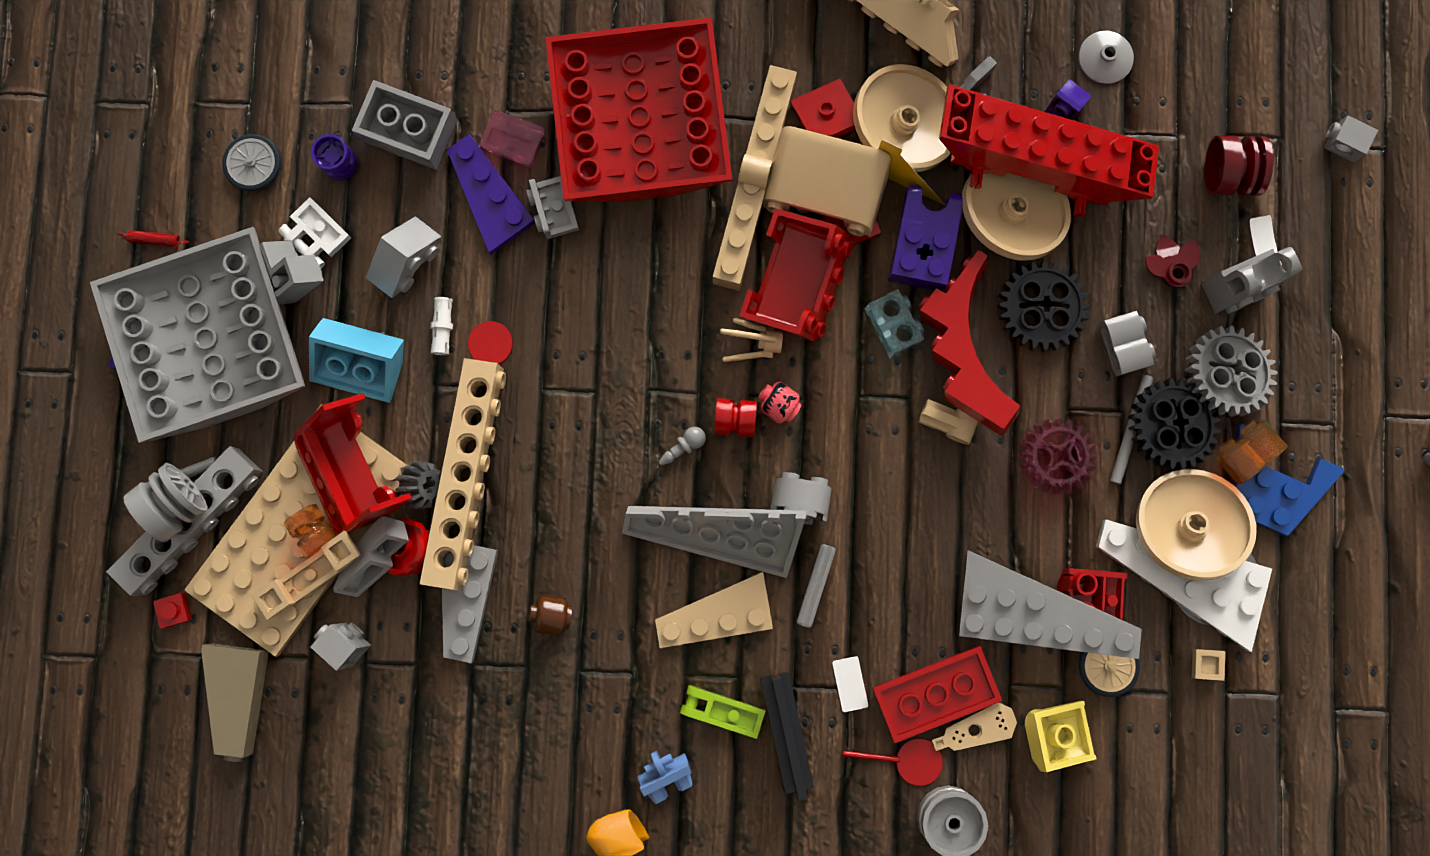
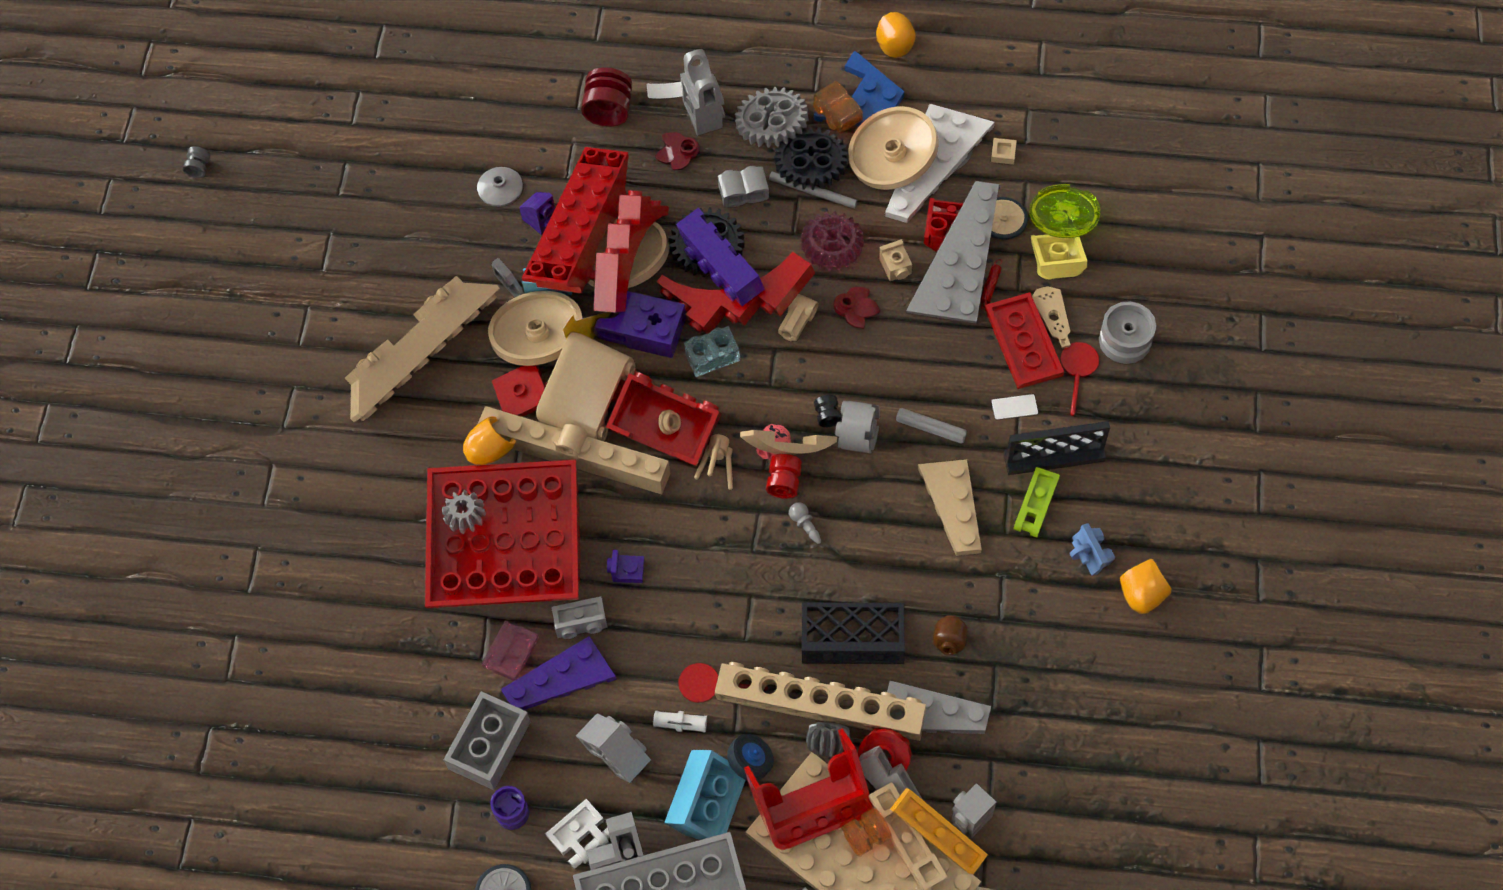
camera: 85 degrees left, 20 degrees down
(314, 607) = (938, 831): none -> light orange plate
(398, 403) = (751, 752): none -> black wheel
(528, 506) = (856, 651): none -> black fence
(617, 251) = (626, 568): none -> dark purple bracket
(650, 52) = (465, 519): none -> light grey gear
(738, 74) = (484, 444): none -> light orange piece
(738, 536) = (888, 475): light grey wing -> none
(775, 448) = (766, 441): none -> tan slope
(795, 282) = (669, 422): none -> tan plate
(824, 463) = (827, 410): none -> black wheel
(972, 494) = (858, 306): none -> dark red plate
(1003, 318) = (719, 258): none -> dark purple wedge
(1014, 652) = (990, 284): none -> red piece
(1022, 201) = (623, 240): none -> arch
(1046, 530) = (895, 260): none -> tan brick
(1123, 743) = (1064, 211): none -> clear neon green tile
(1350, 138) = (592, 25): light grey brick -> none
(1373, 521) = (895, 34): none -> light orange piece

